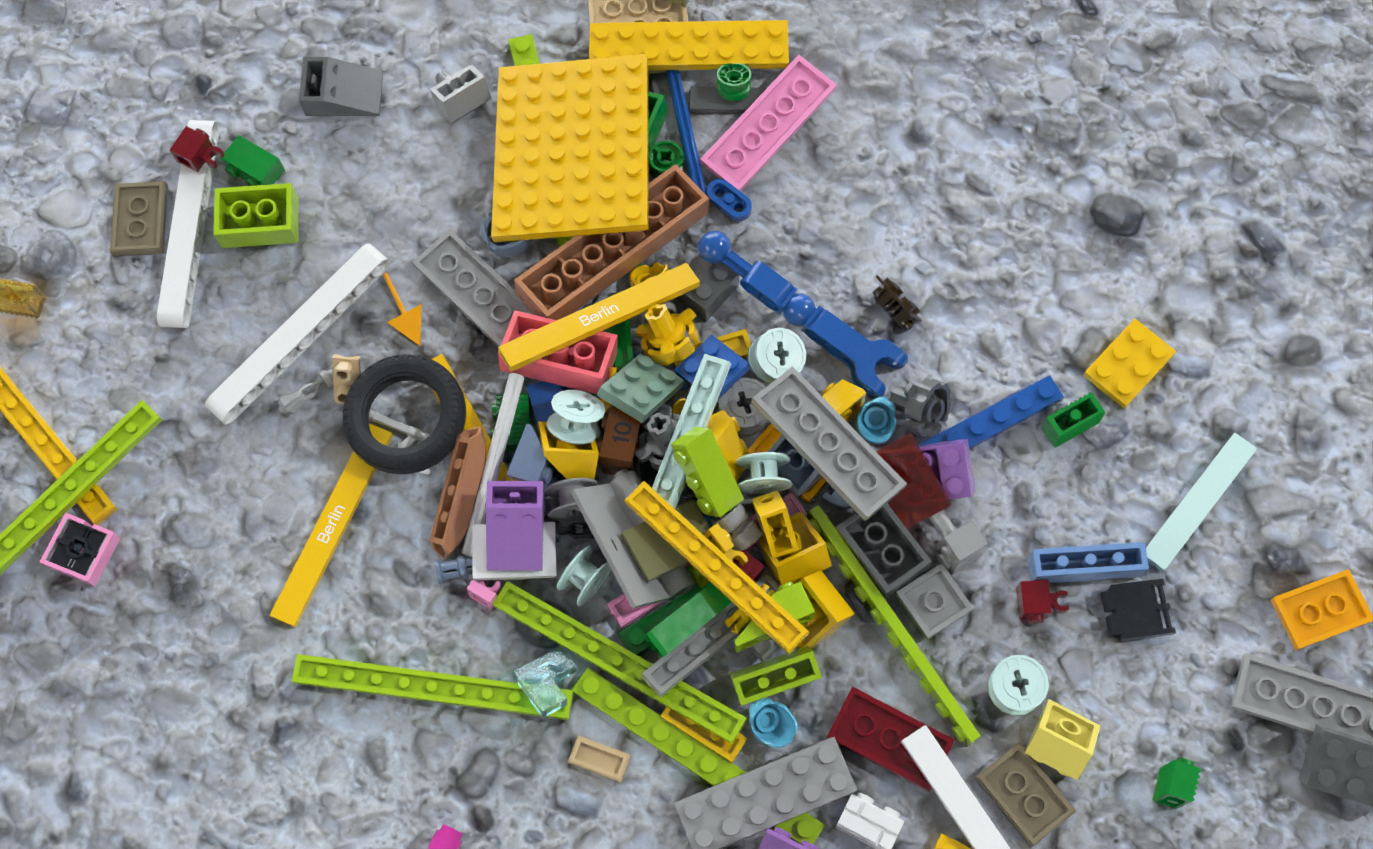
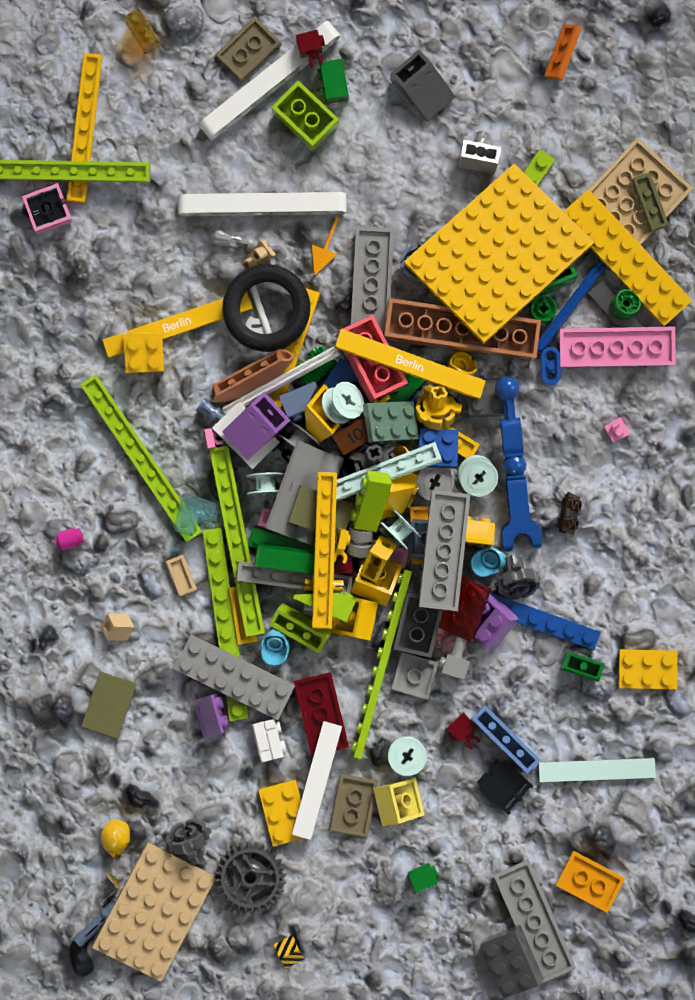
camera: 45 degrees right, 15 degrees up
(324, 579) = (143, 351): none -> yellow brick
(851, 194) = (616, 430): none -> bright pink tile

